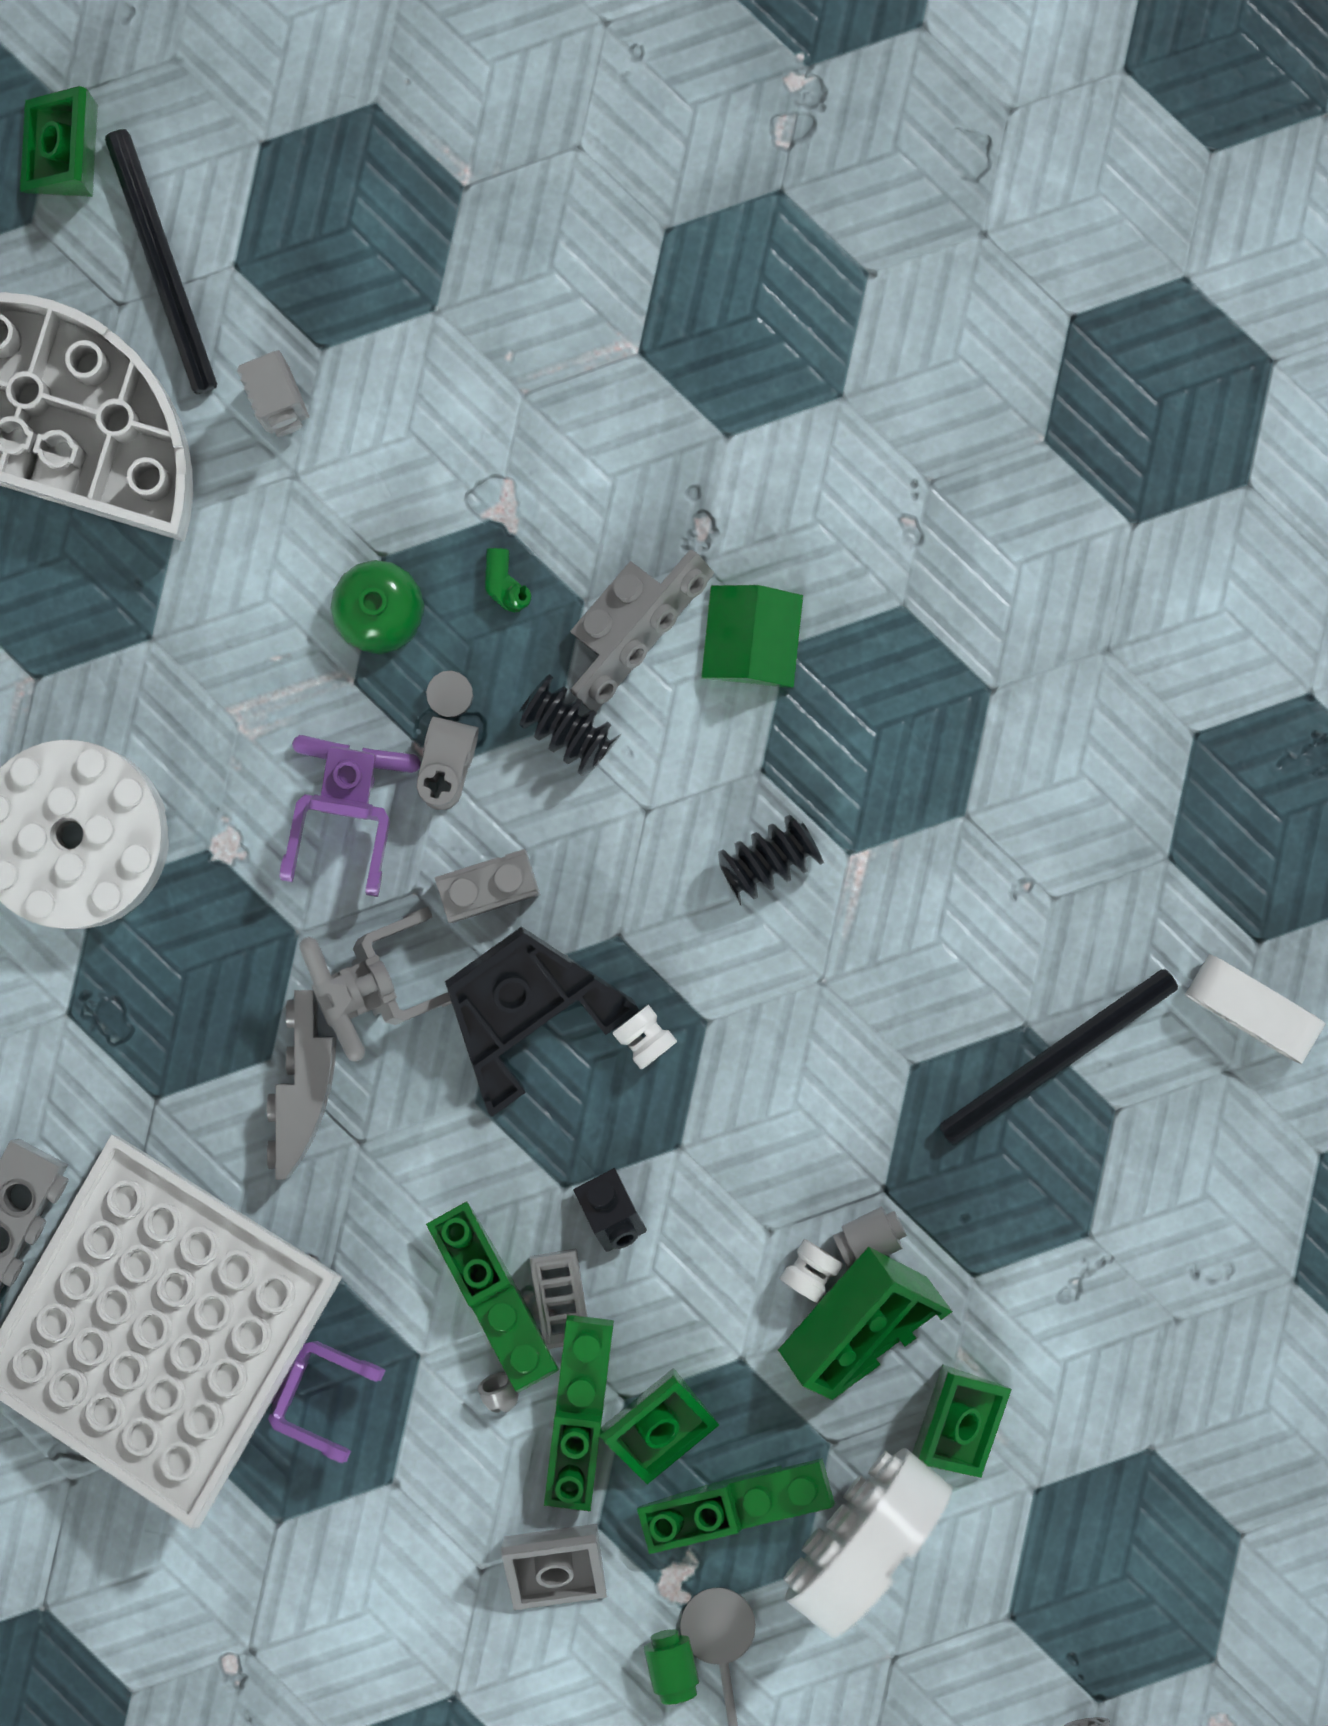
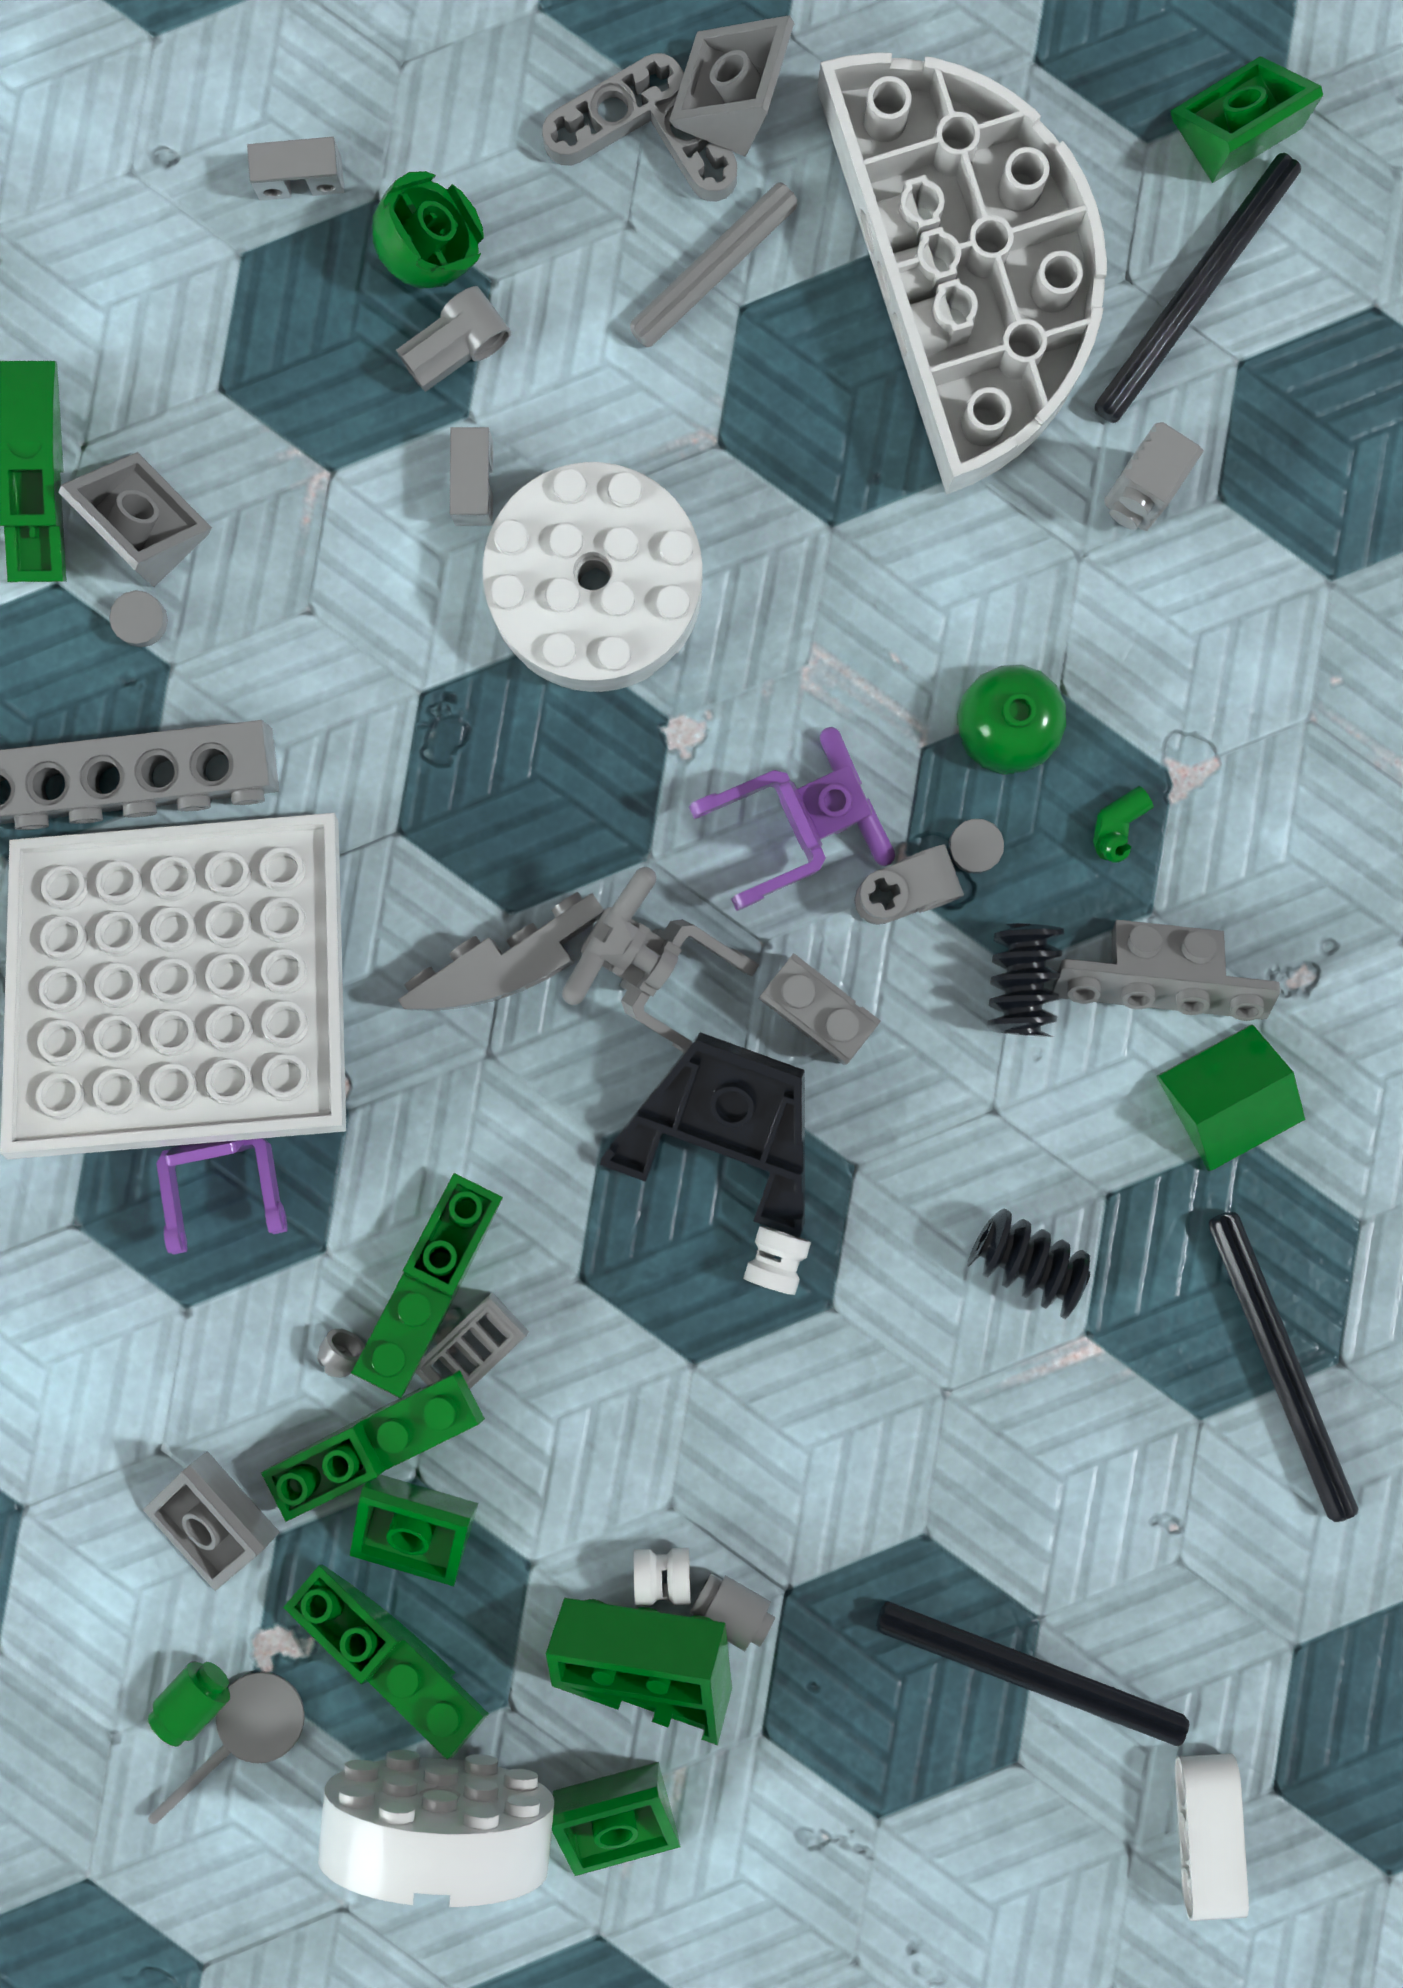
camera: 55 degrees right, 0 degrees up
(610, 1211) = (587, 1341): black bracket -> none
(964, 731) = (1283, 1367): none -> black axle

